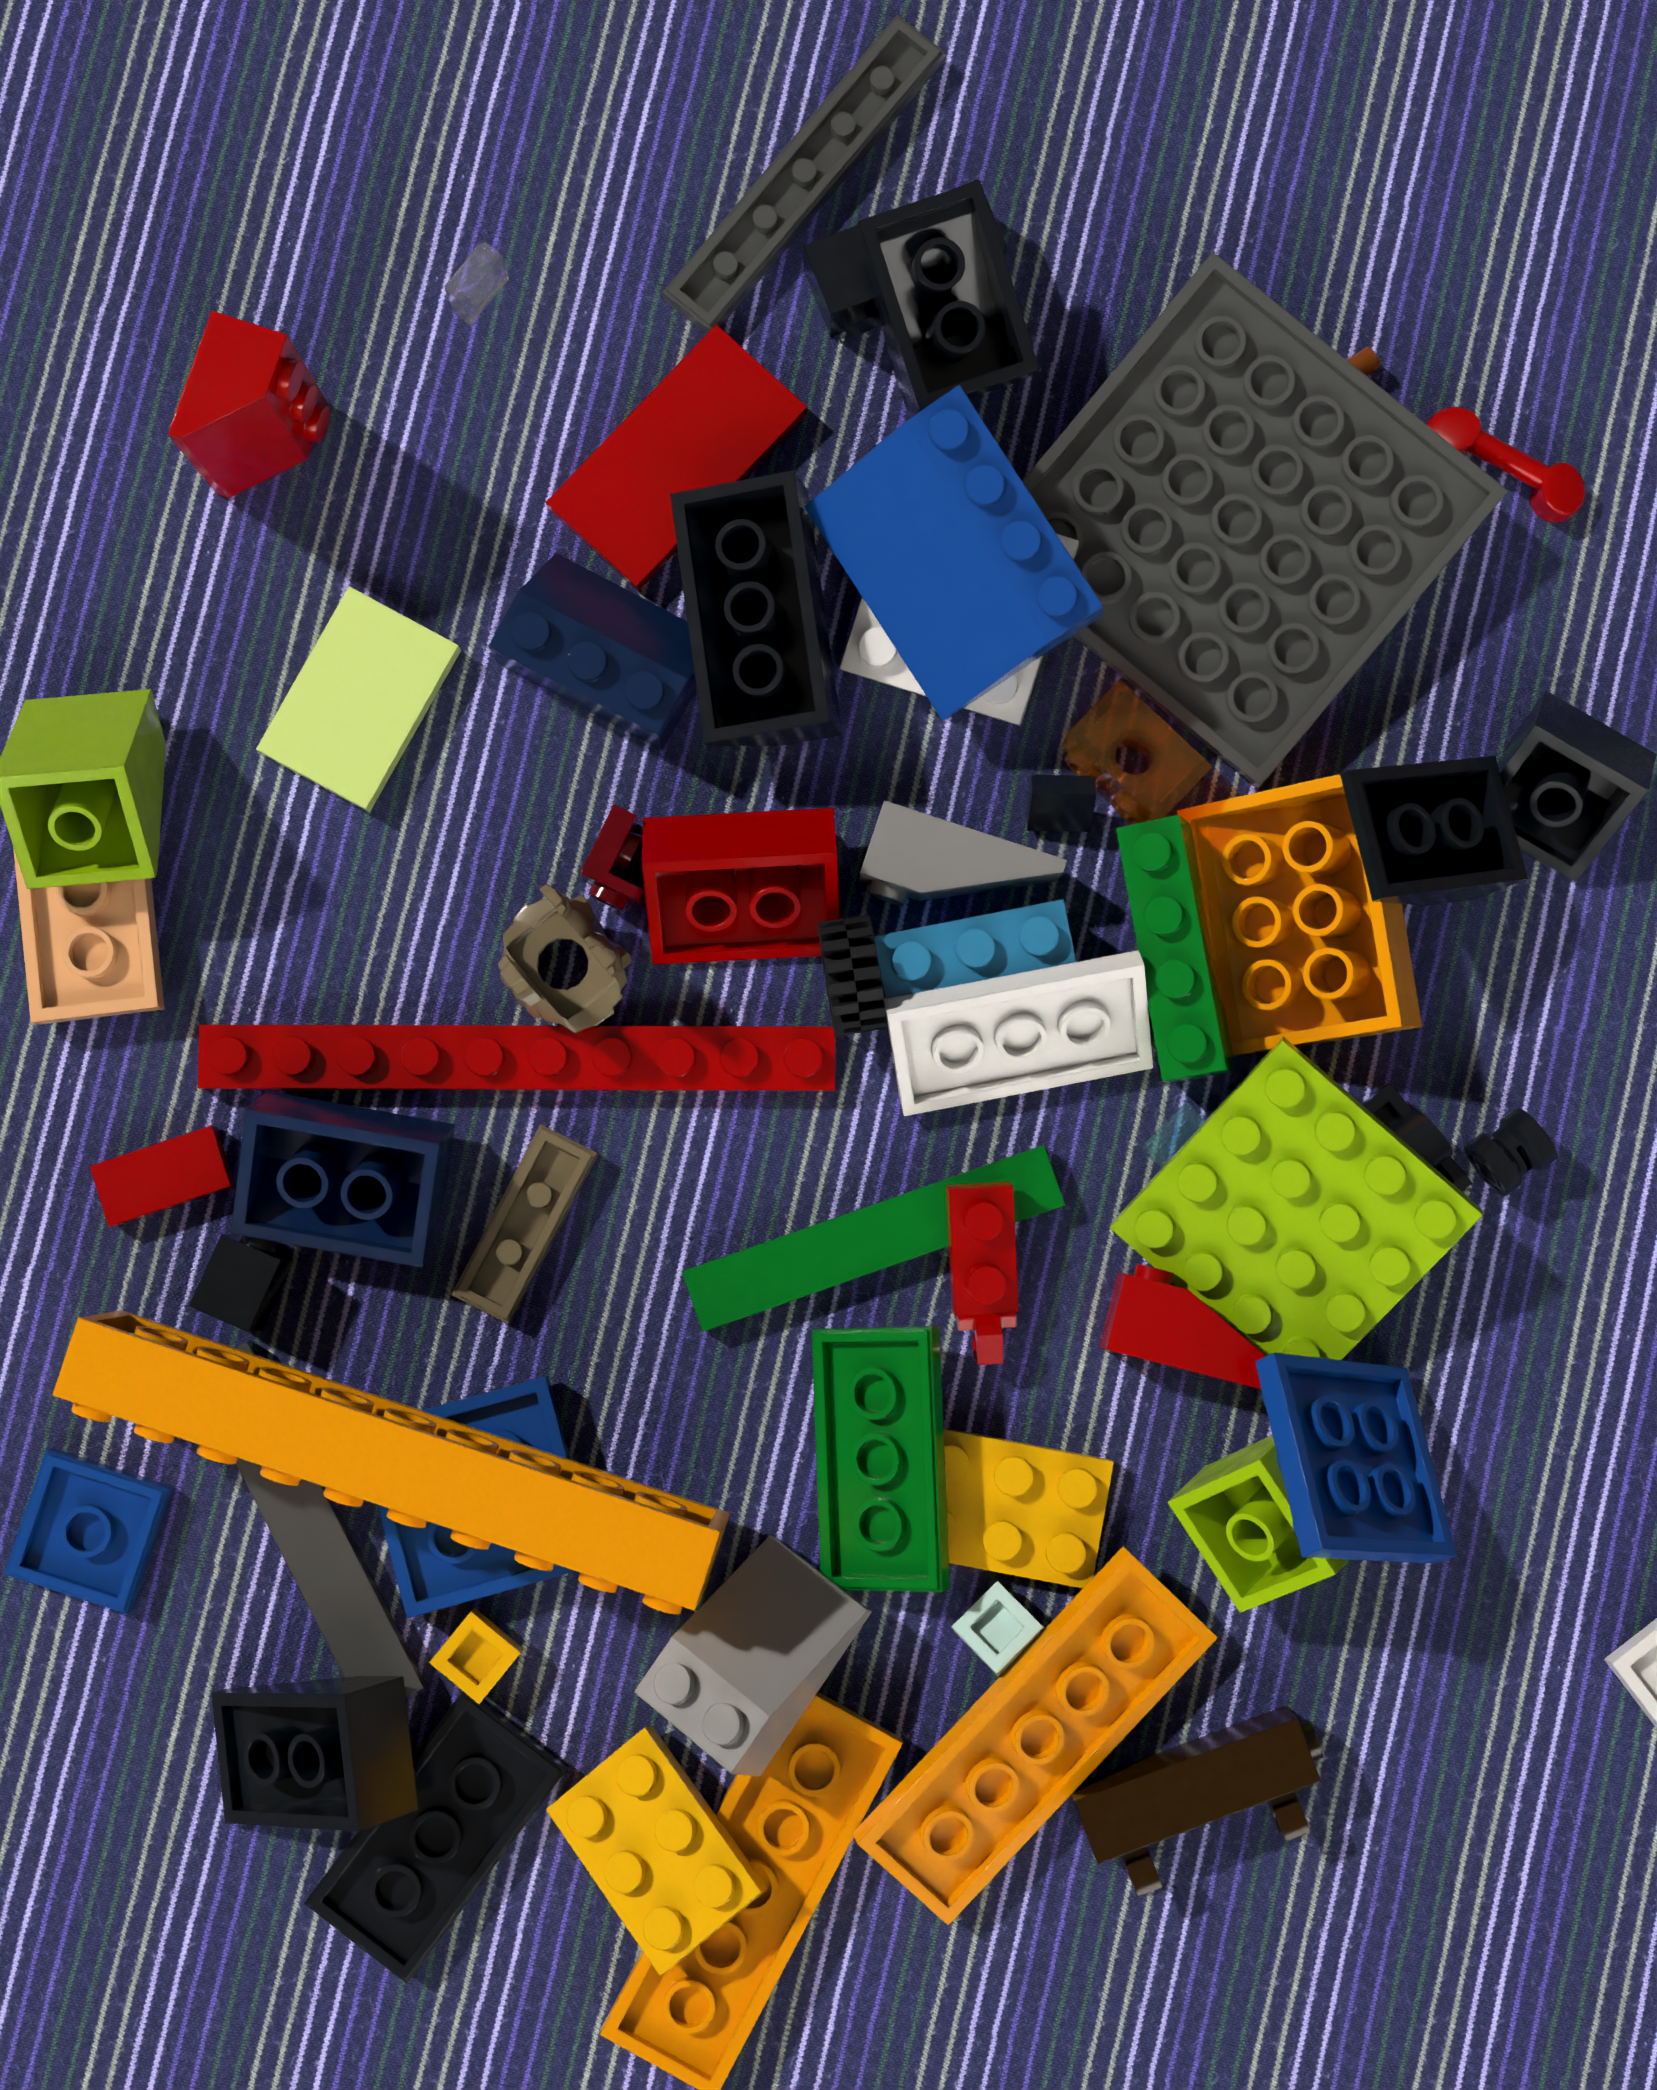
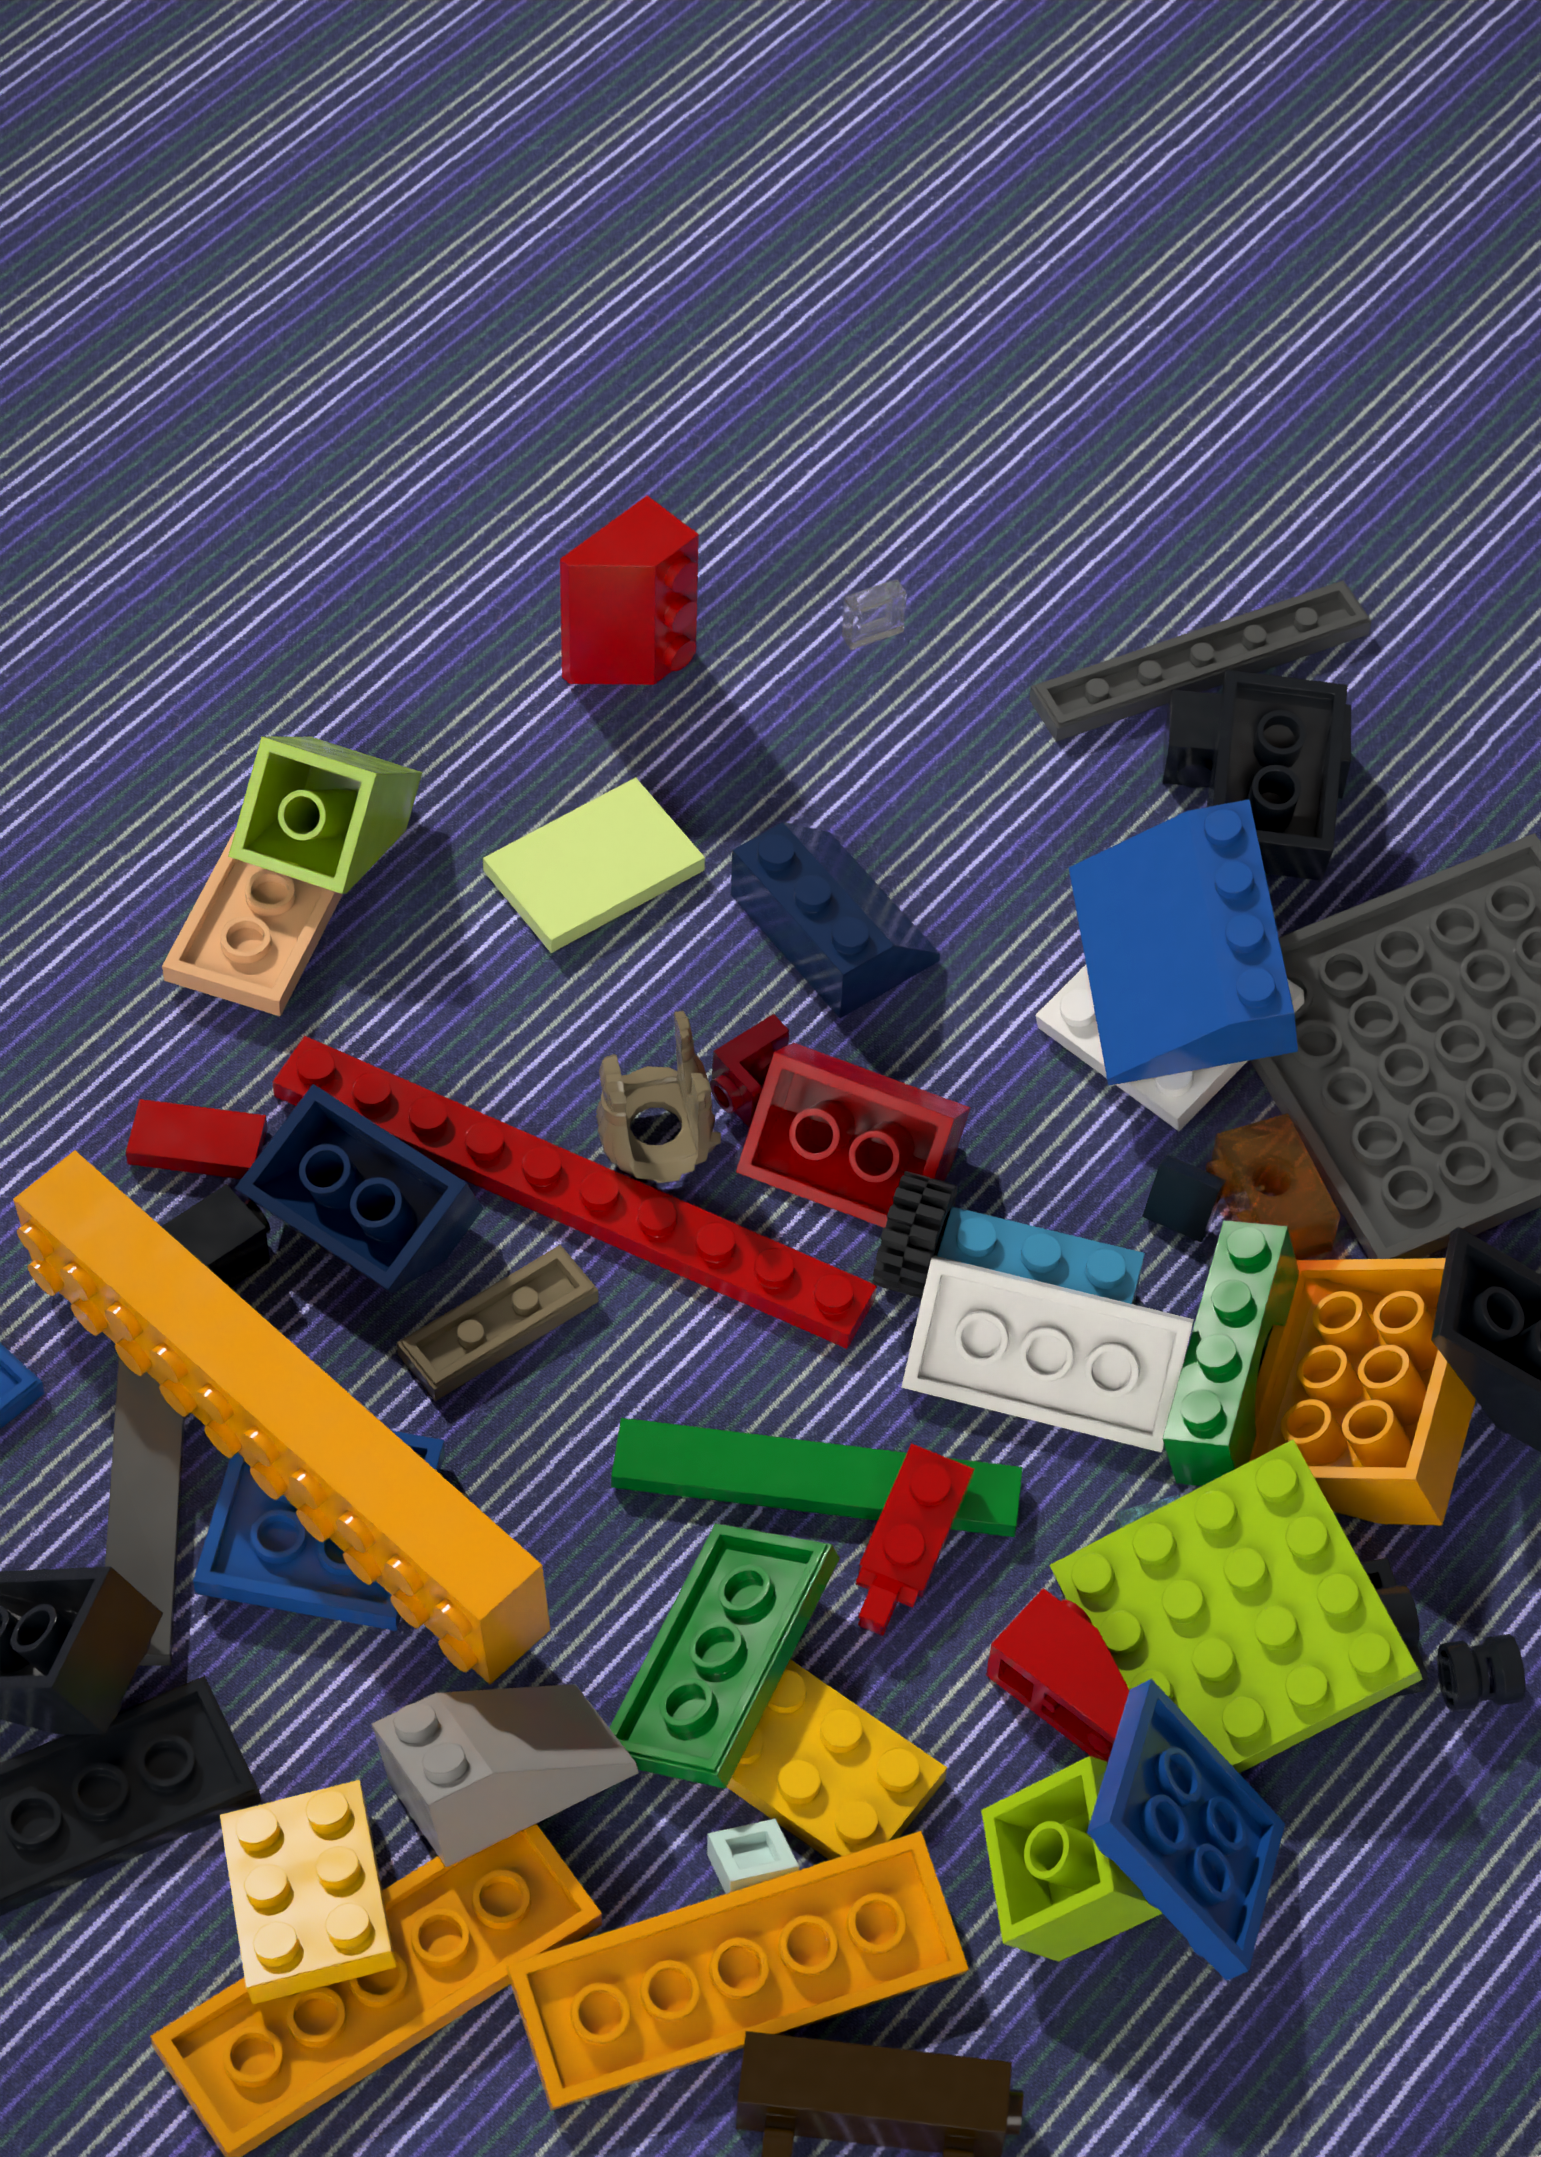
camera: 25 degrees right, 30 degrees down
(476, 1655) = (236, 1649): yellow plate -> none
(694, 431) = (976, 808): red tile -> none
(756, 612) = (983, 934): black slope -> none
(938, 859) = (1040, 1184): light grey slope -> none

